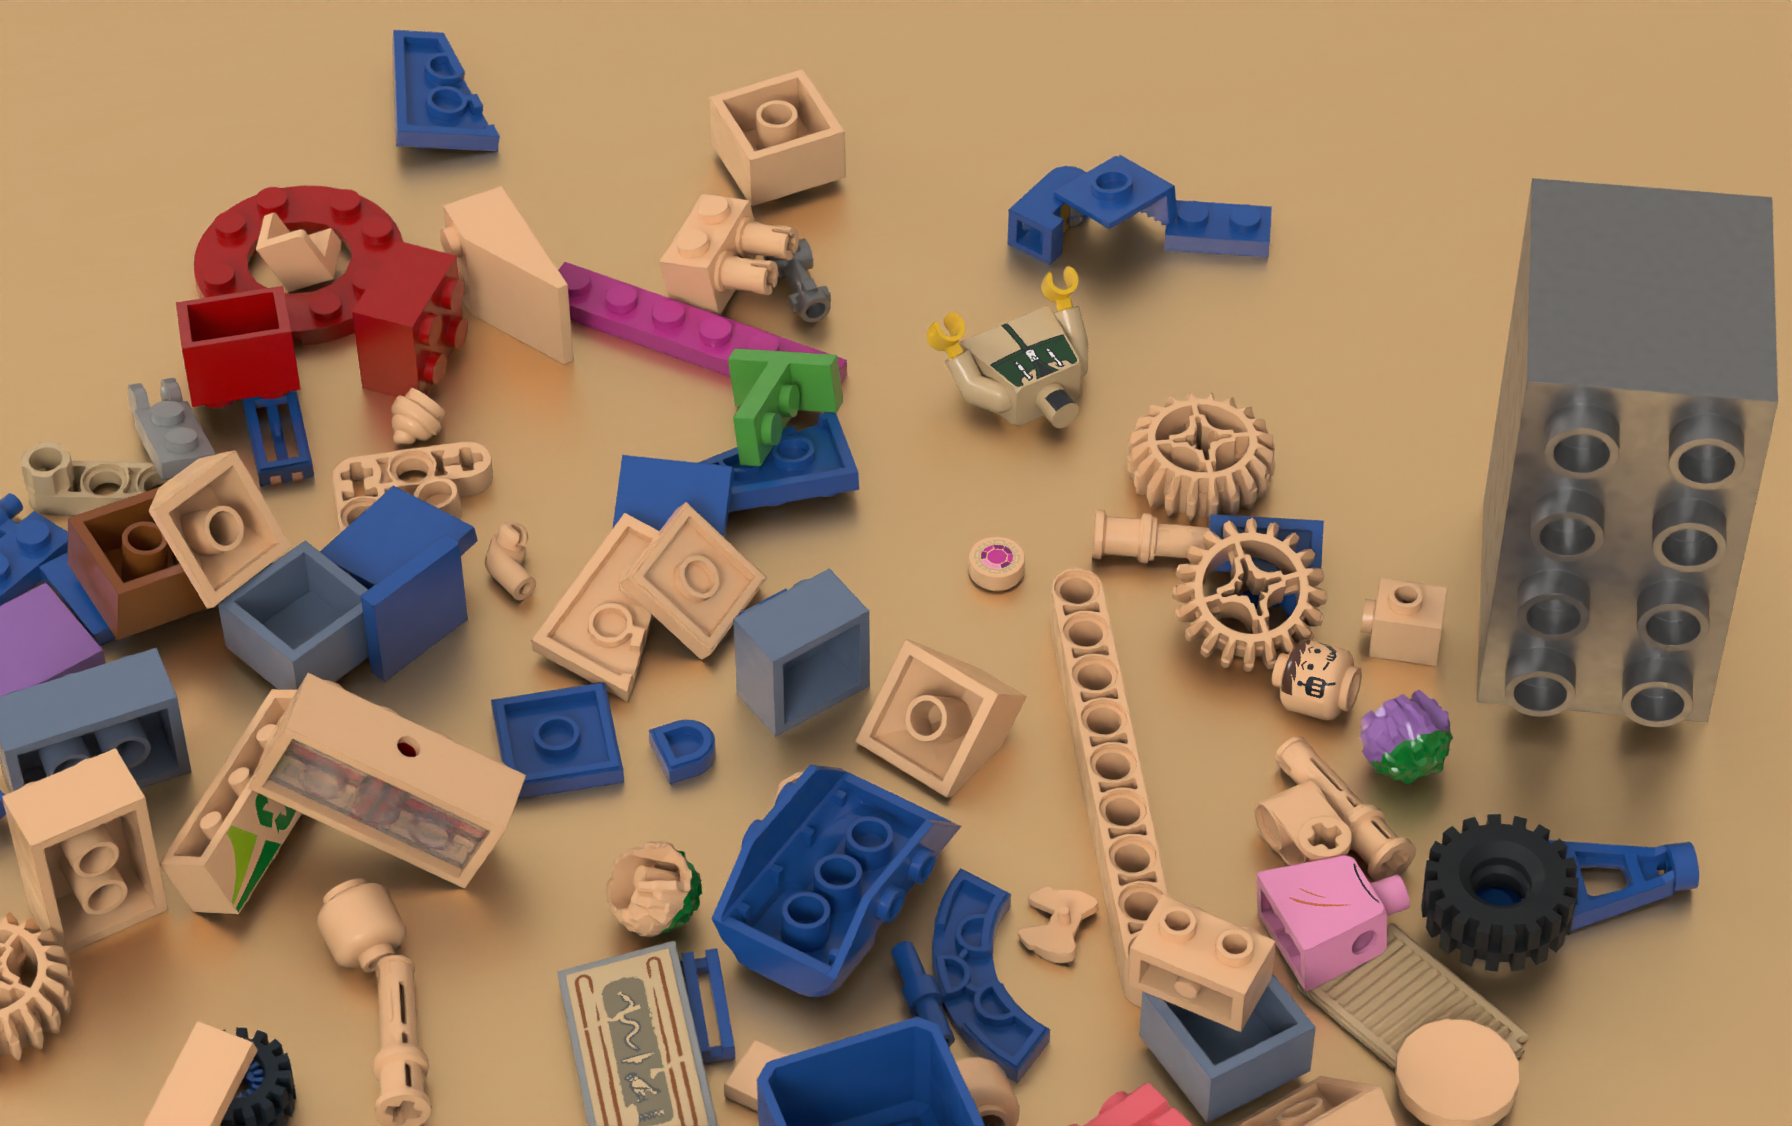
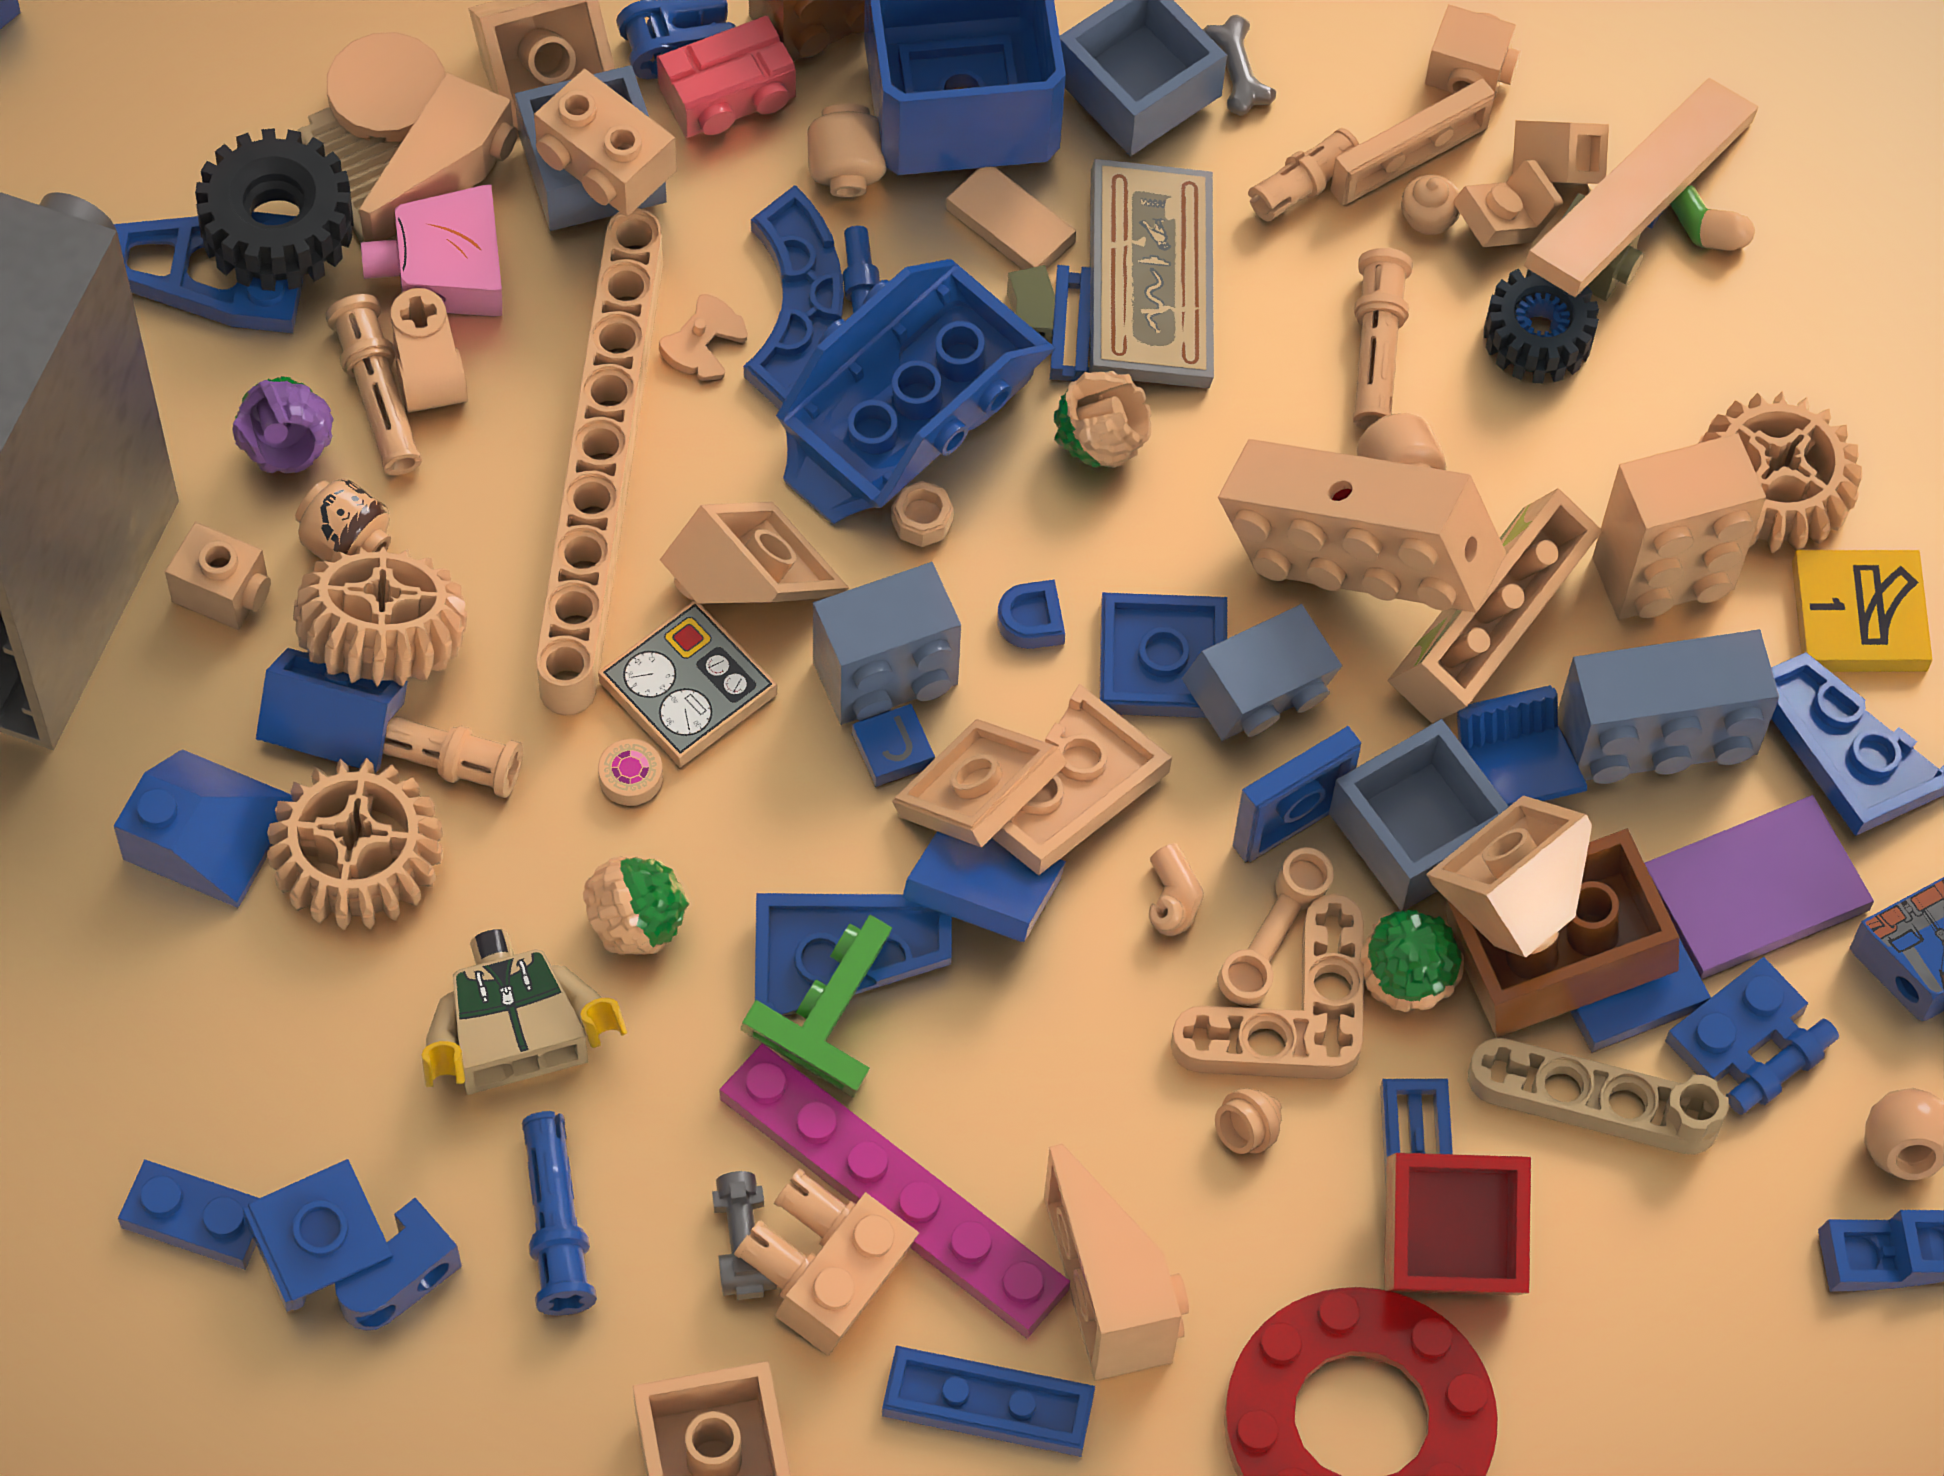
camera: 170 degrees left, 15 degrees up
(168, 429) = (1546, 1129): light grey hinge -> none
(216, 703) = (1521, 745): none -> blue piece
(296, 256) = (1362, 1402): light nougat panel -> none
(305, 517) = (1411, 960): none -> green piece
(392, 534) = (1303, 888): blue tile -> none
(409, 320) = (1241, 1217): red piece -> none
(470, 697) = (1262, 674): none -> sand blue brick
(597, 227) = (988, 1401): none -> blue tile
(749, 1005) = (1033, 299): none -> olive piece
(937, 249) = (558, 1239): none -> blue pin
(955, 448) = (634, 905): none -> piece
(977, 627) = (687, 683): none -> tile
(1333, 453) = (199, 825): none -> blue slope
(1366, 1007) = (444, 152): none -> light nougat slope

